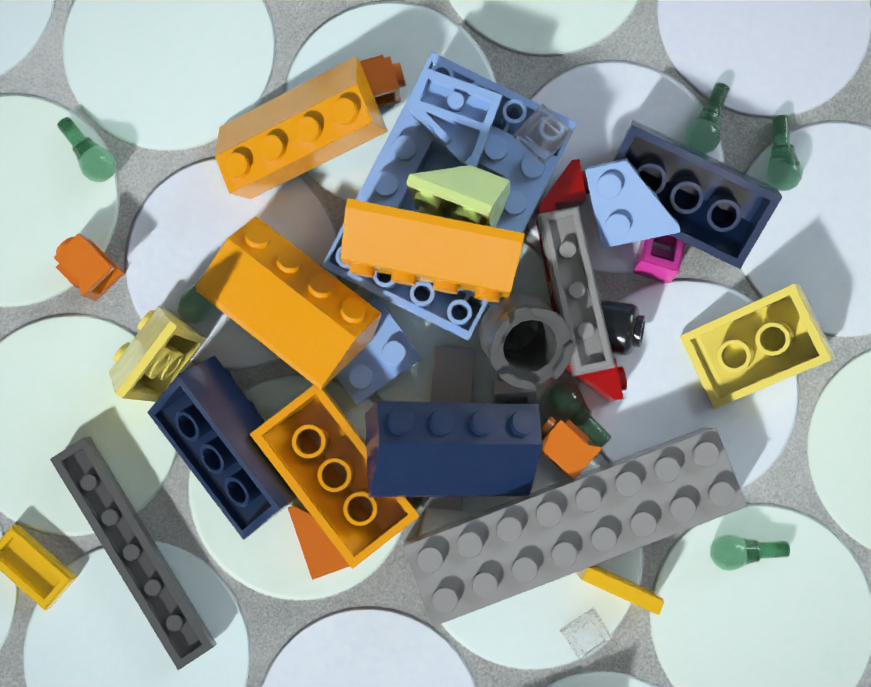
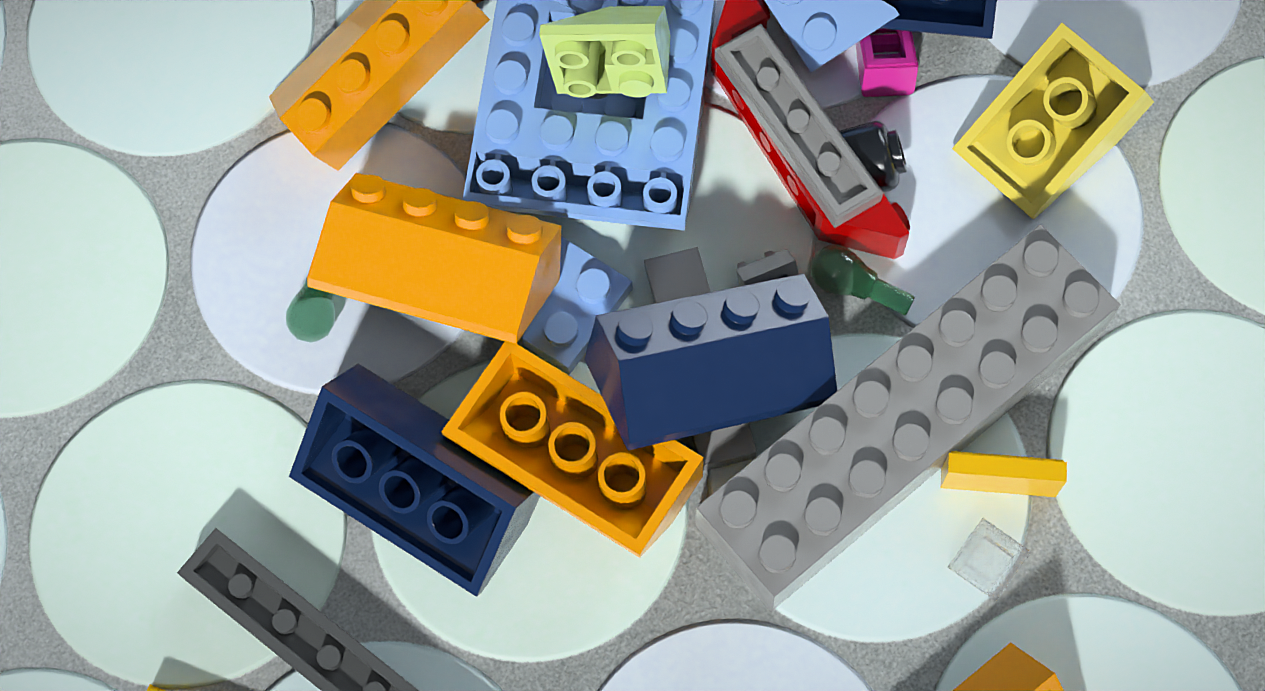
camera: 15 degrees left, 15 degrees down
(86, 266) = (150, 313): orange window -> none
(93, 160) = (117, 185): clear green piece -> none
(154, 356) = (281, 380): light yellow slope -> none
(317, 548) = (582, 562): orange tile -> none
(429, 250) = (597, 115): light orange slope -> none
(525, 340) = (756, 196): dark grey tile -> none
(567, 446) = (862, 322): orange window -> none
(735, 552) = (1133, 381): clear green piece -> none

